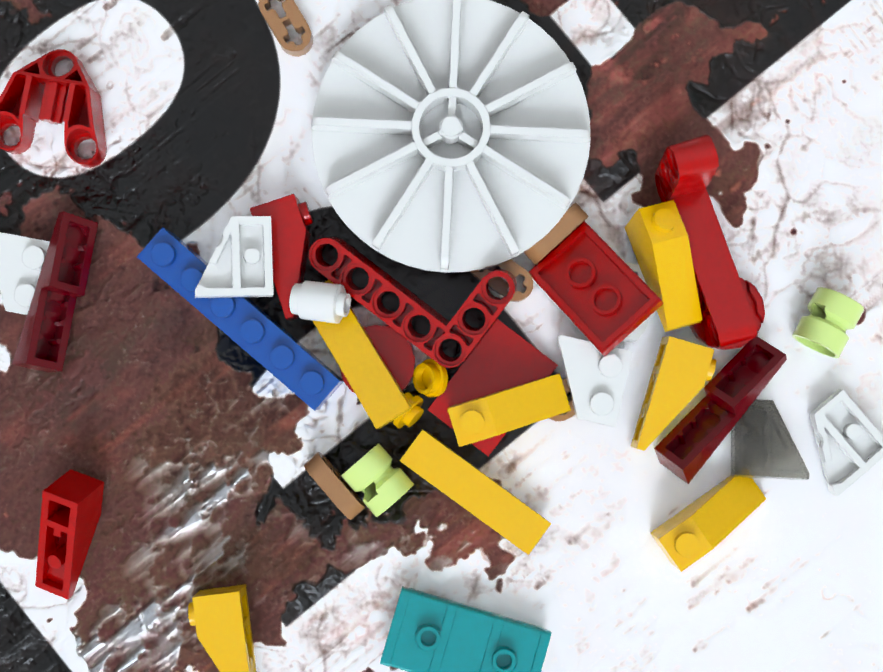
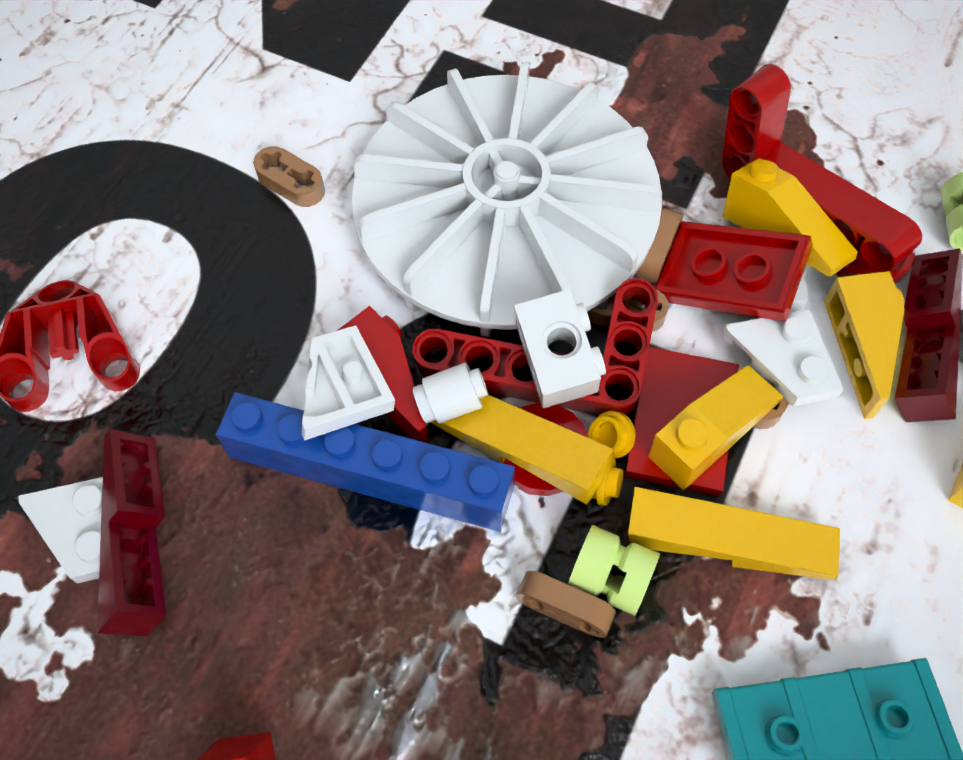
camera: 25 degrees left, 25 degrees down
(397, 327) = (557, 376): none -> white brick

